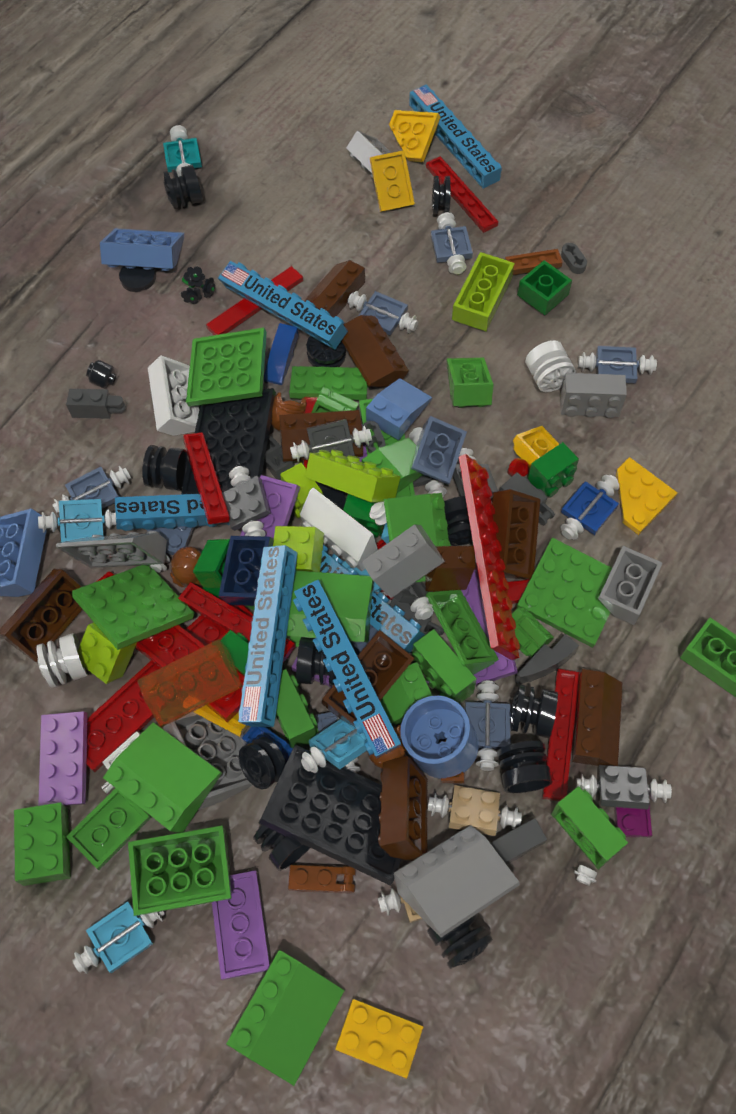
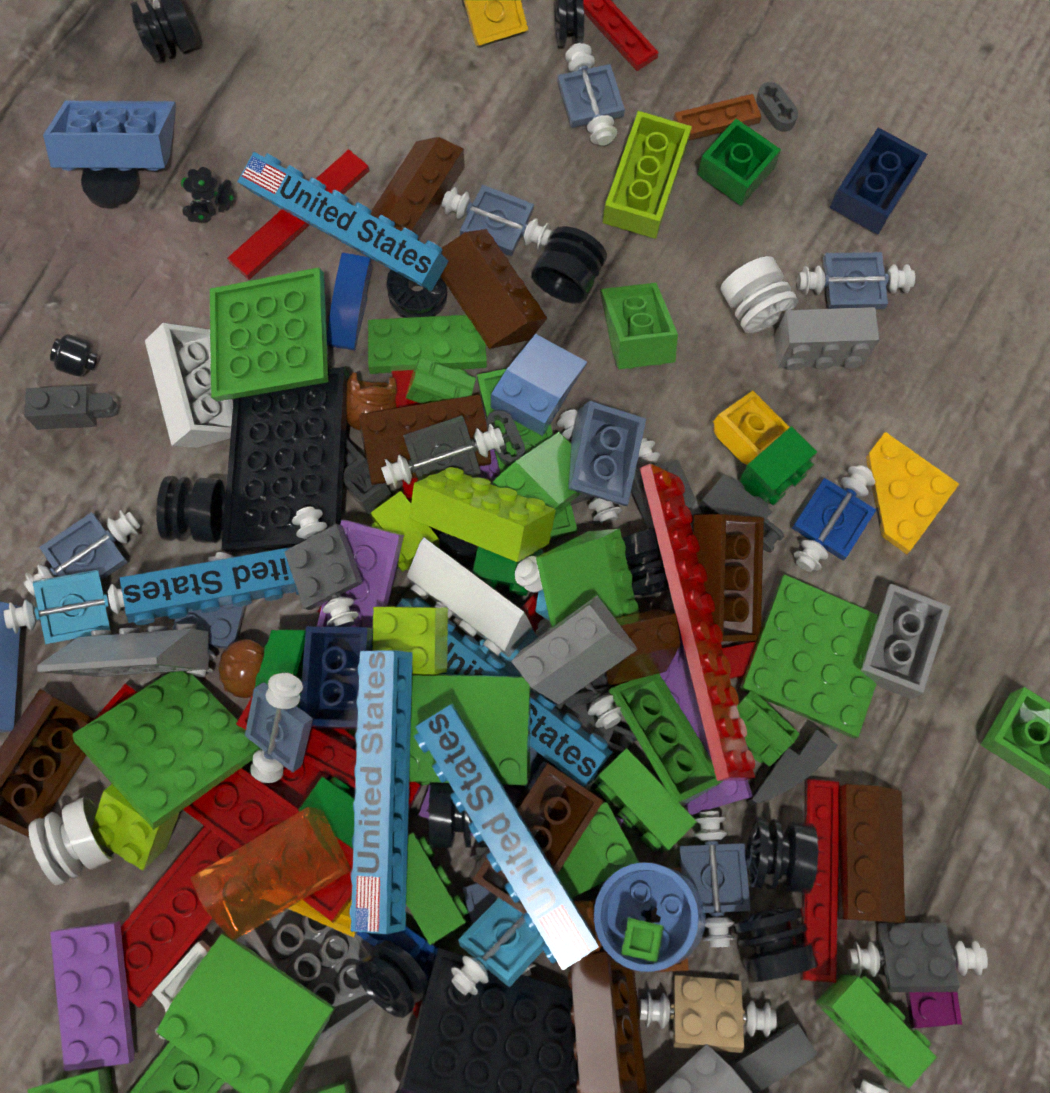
camera: 10 degrees left, 10 degrees up
(205, 595) = (277, 727): none -> sand blue plate
(206, 478) = (257, 527): red tile -> none
(426, 340) = (569, 264): none -> black wheel
(431, 742) = (642, 939): none -> bright green tile
(518, 466) = (723, 462): red tile -> none
(636, 304) = (878, 180): none -> dark blue brick

